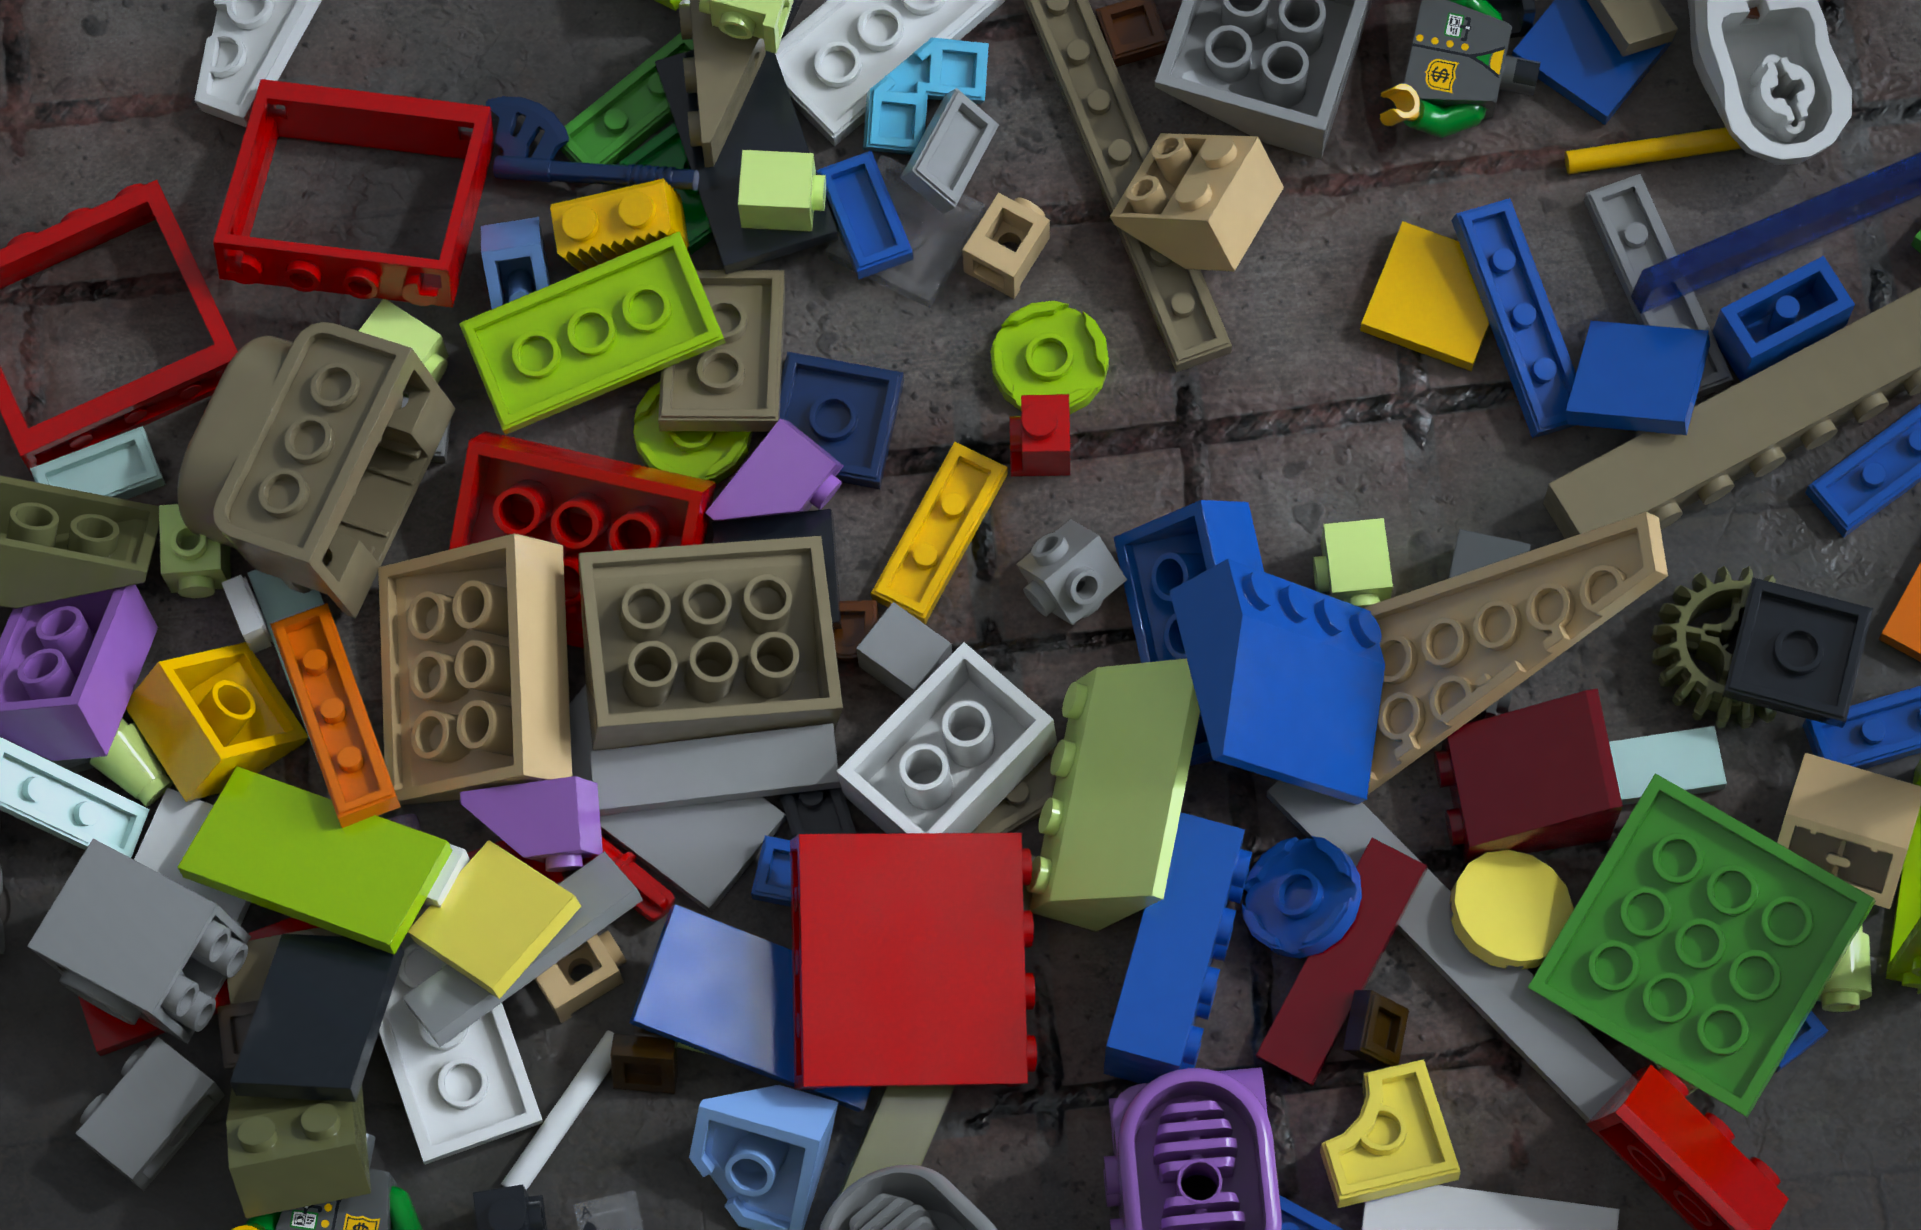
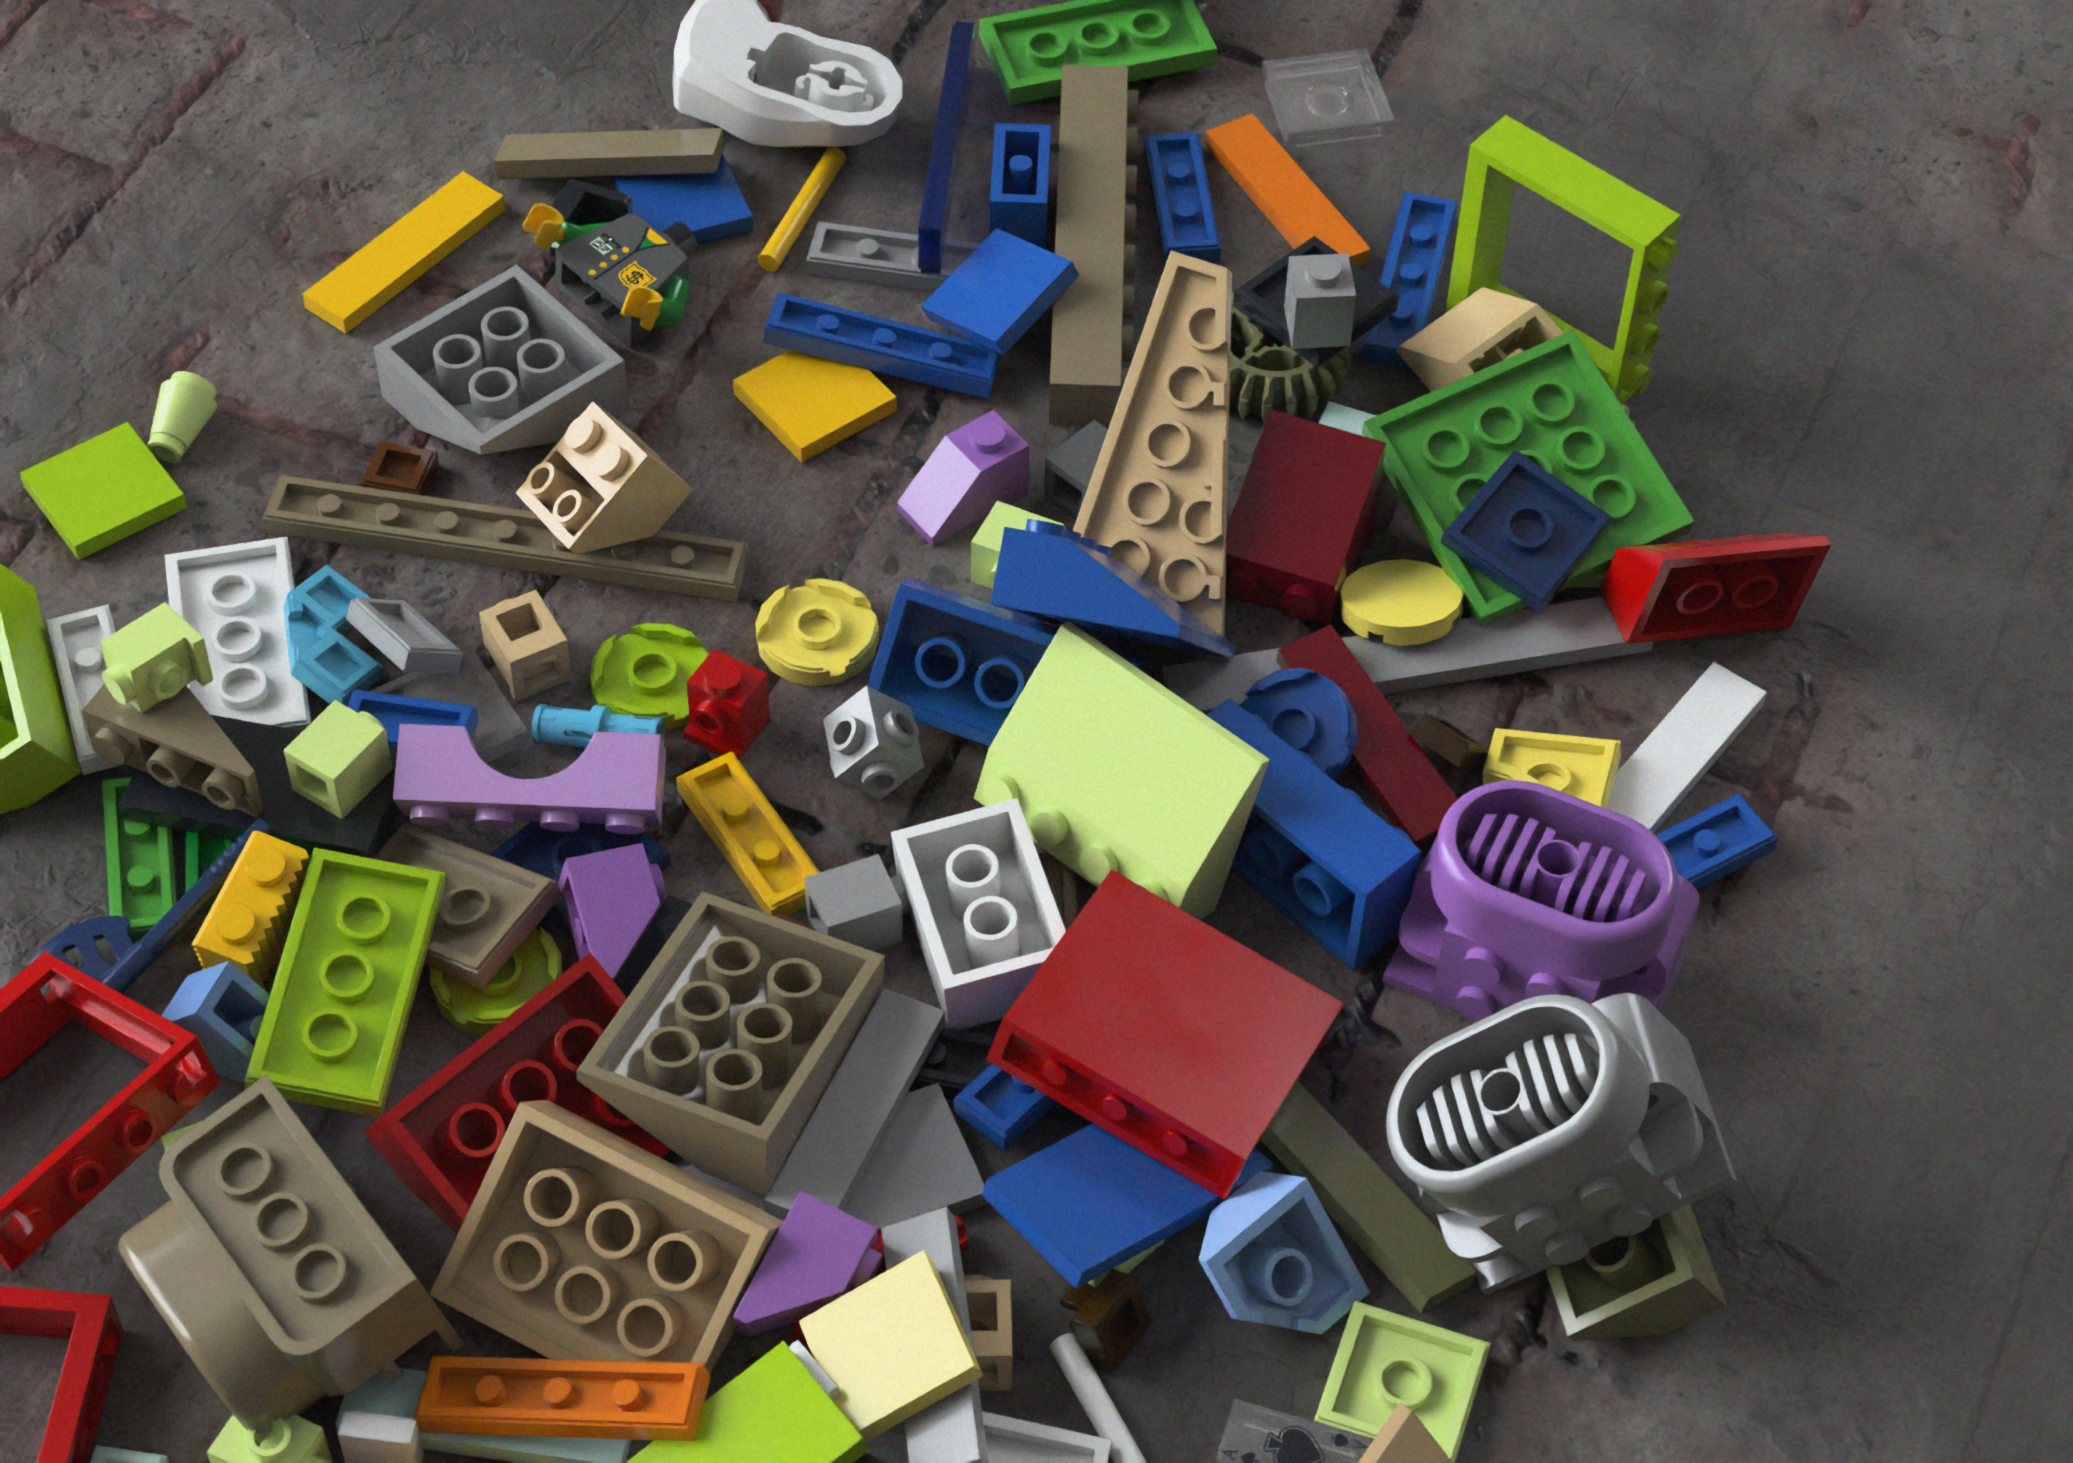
camera: 65 degrees left, 20 degrees down
(822, 279) = (610, 784): none -> lavender arch
(961, 354) = (577, 726): none -> medium azure pin
(1178, 454) = (817, 632): none -> light yellow tile
(1411, 476) = (966, 478): none -> medium lavender slope
(1632, 976) = (1527, 531): none -> dark blue tile
(1760, 659) = (1319, 301): none -> light grey brick

